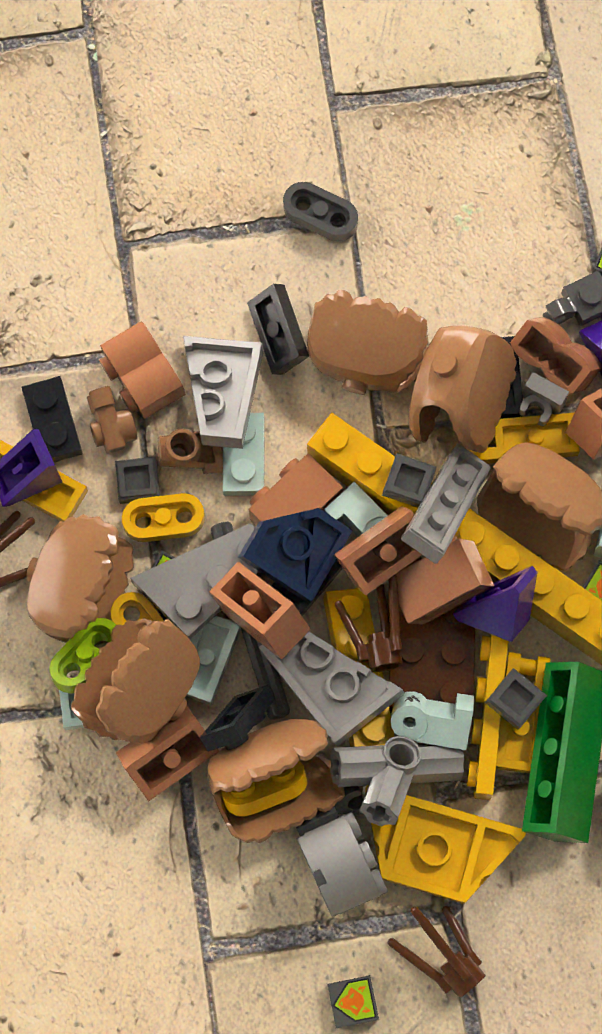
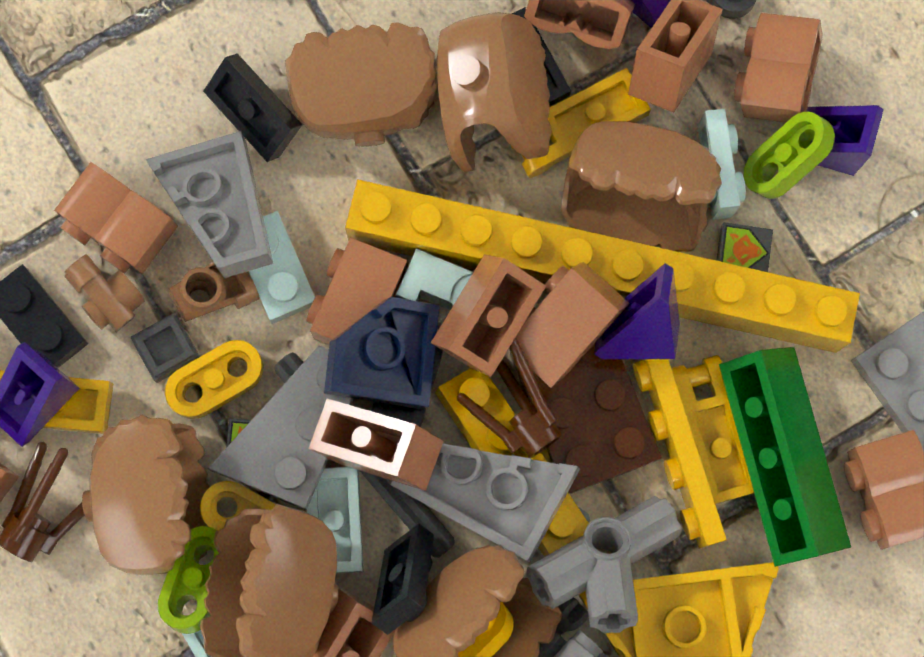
camera: 30 degrees left, 5 degrees up
(409, 480) = (482, 222): dark grey tile -> none
(433, 720) = (624, 483): light aqua leg -> none
(446, 503) = (537, 233): light grey tile -> none
(515, 699) = (706, 421): dark grey tile -> none
(545, 395) = (587, 61): light grey tile -> none

